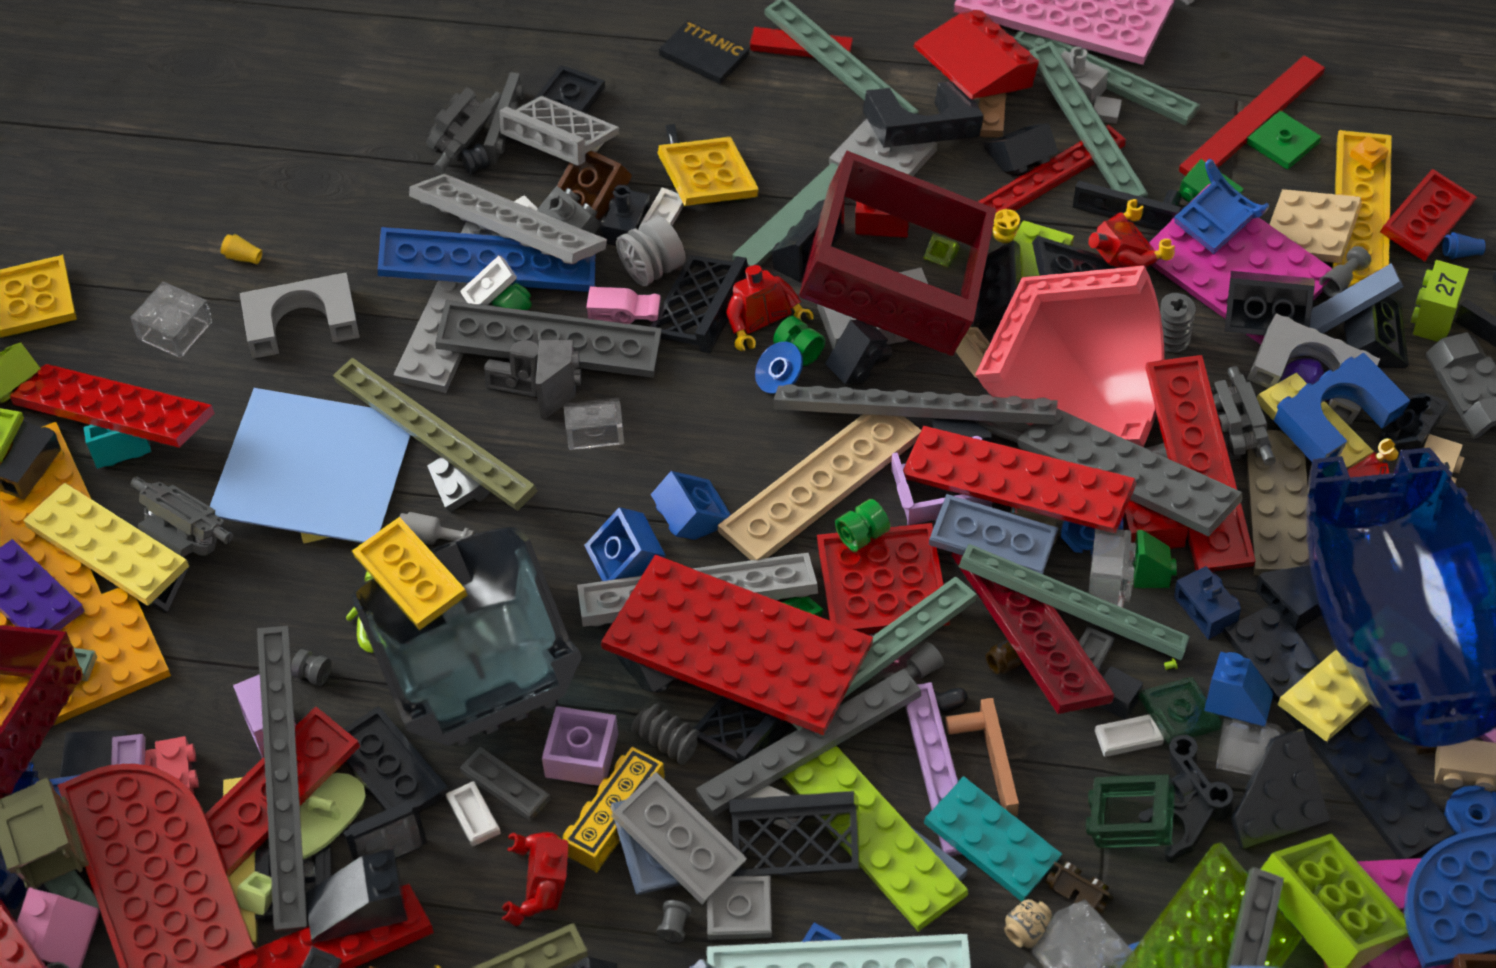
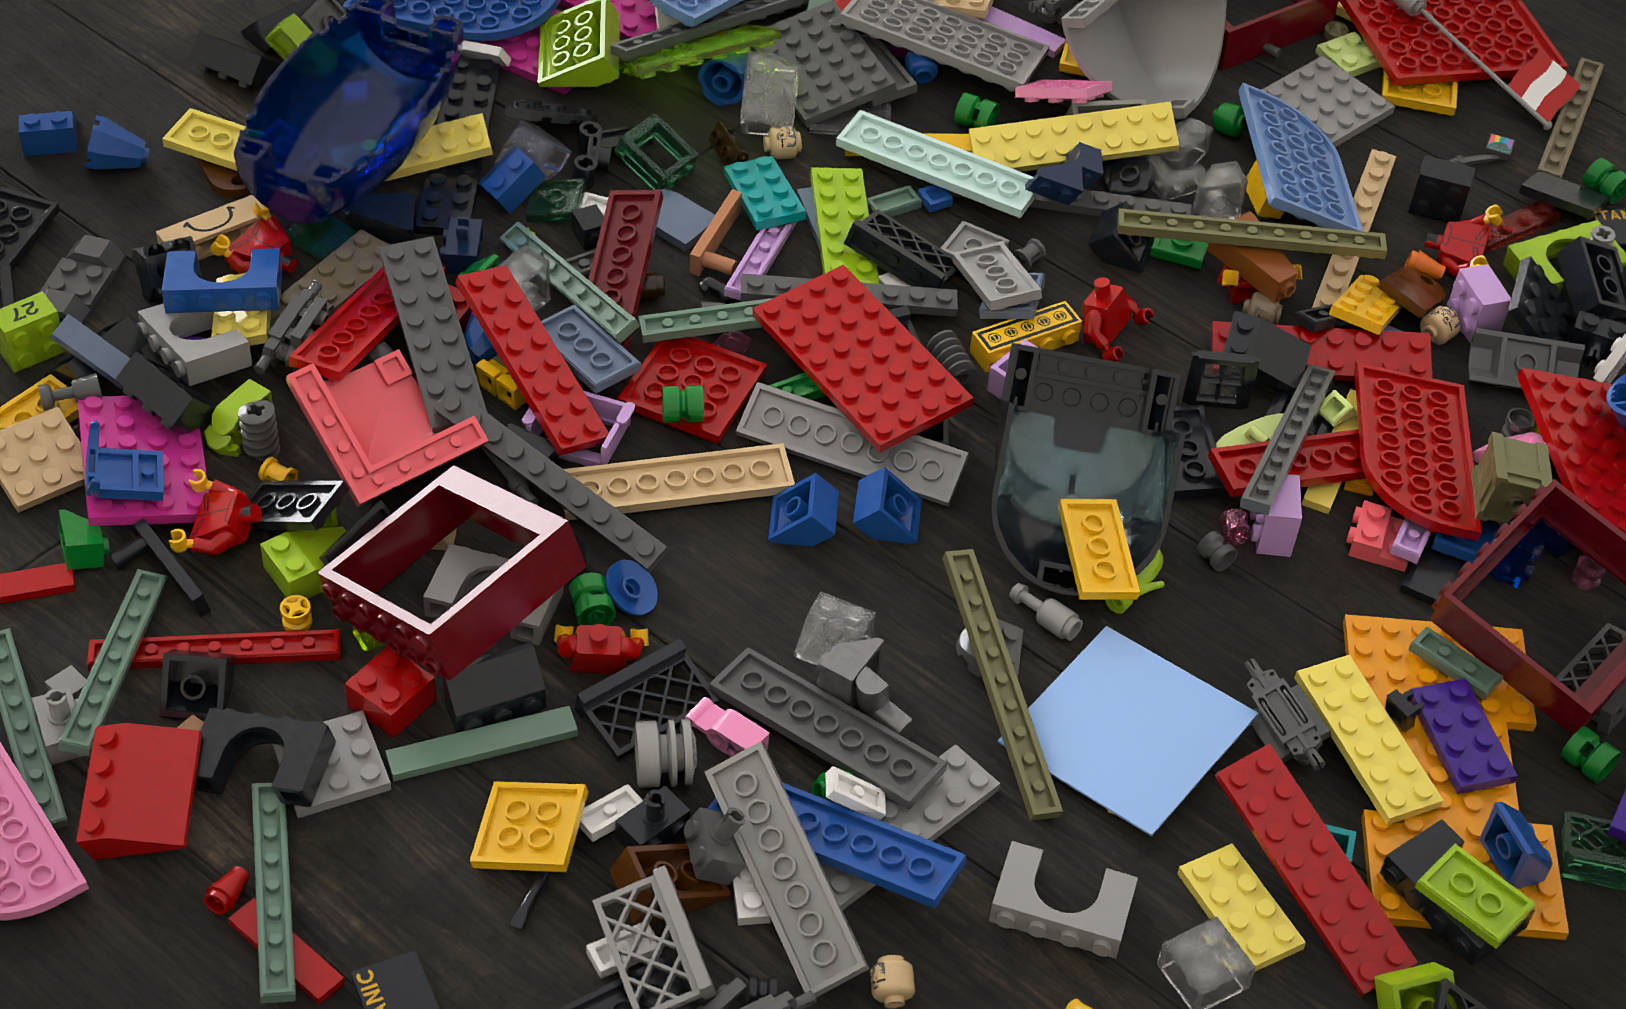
camera: 155 degrees left, 5 degrees down
(82, 576) = (1401, 710): none -> black tile
(158, 372) = (1233, 893): none -> light yellow plate
(305, 700) = (1234, 526): none -> clear pink wheel
(391, 206) = (892, 981): none -> tan head
(862, 915) = (895, 201): none -> sand green tile
(868, 48) = (225, 892): none -> red cone
(1055, 764) = (681, 220): none -> sand blue tile
(1209, 339) = (224, 433): none -> lime piece
(1413, 844) = (483, 51): none -> white tile

